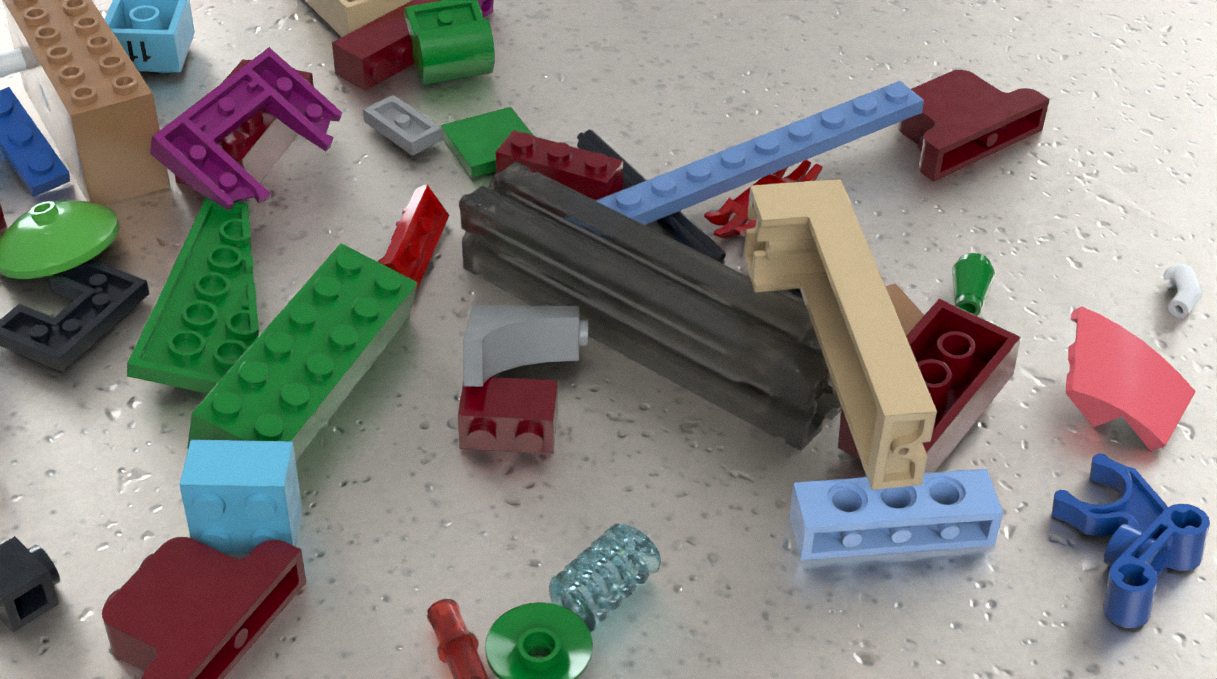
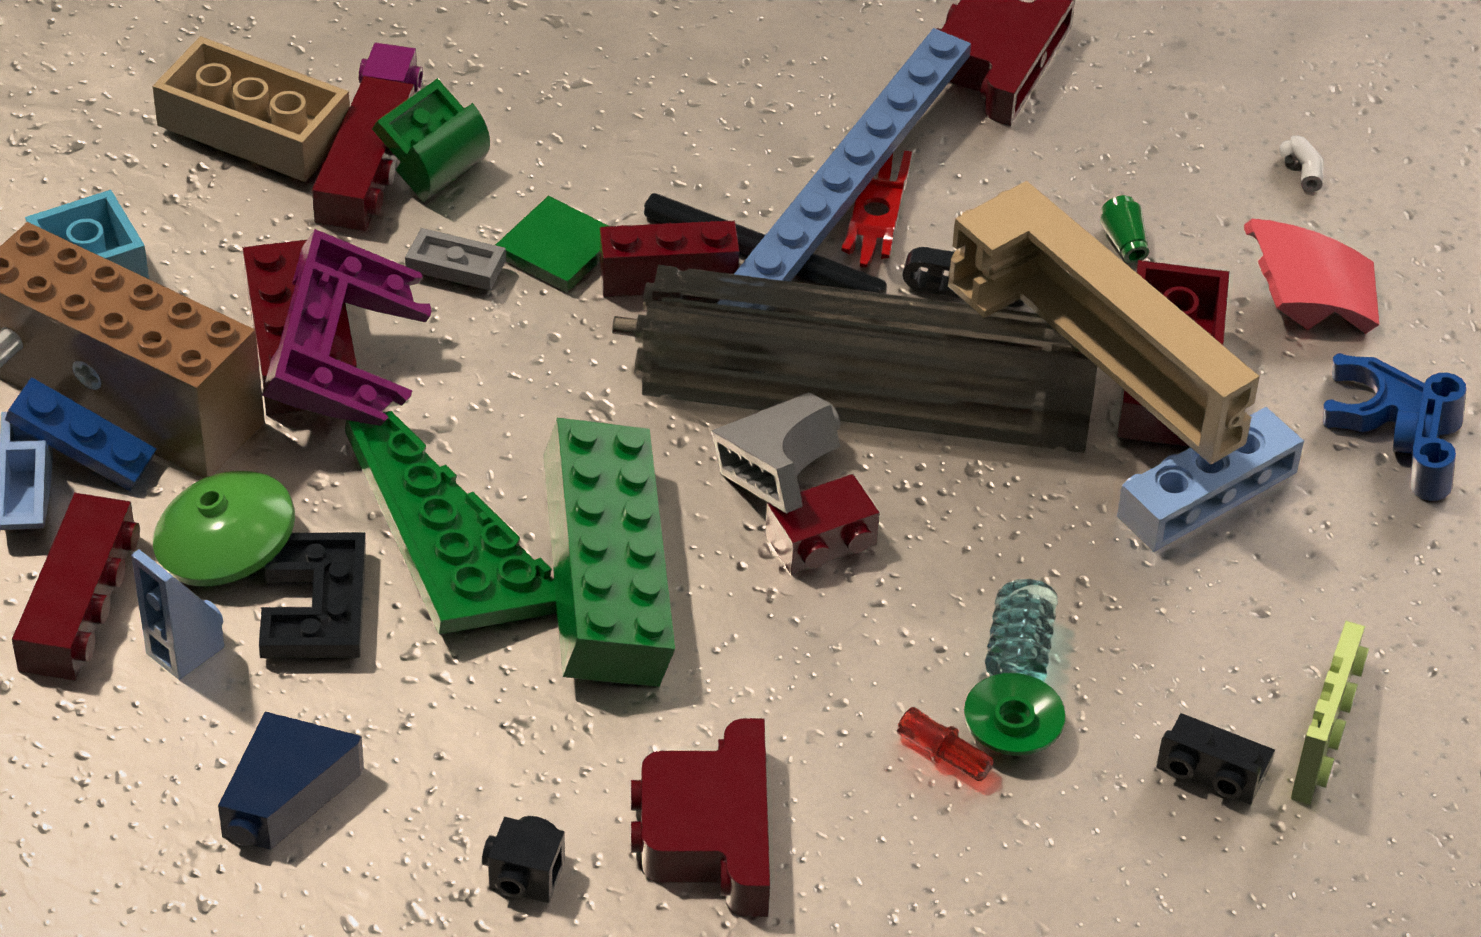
camera: 30 degrees left, 5 degrees up
(241, 493) = (673, 694): medium azure brick -> none
(416, 235) = (573, 361): red plate -> none

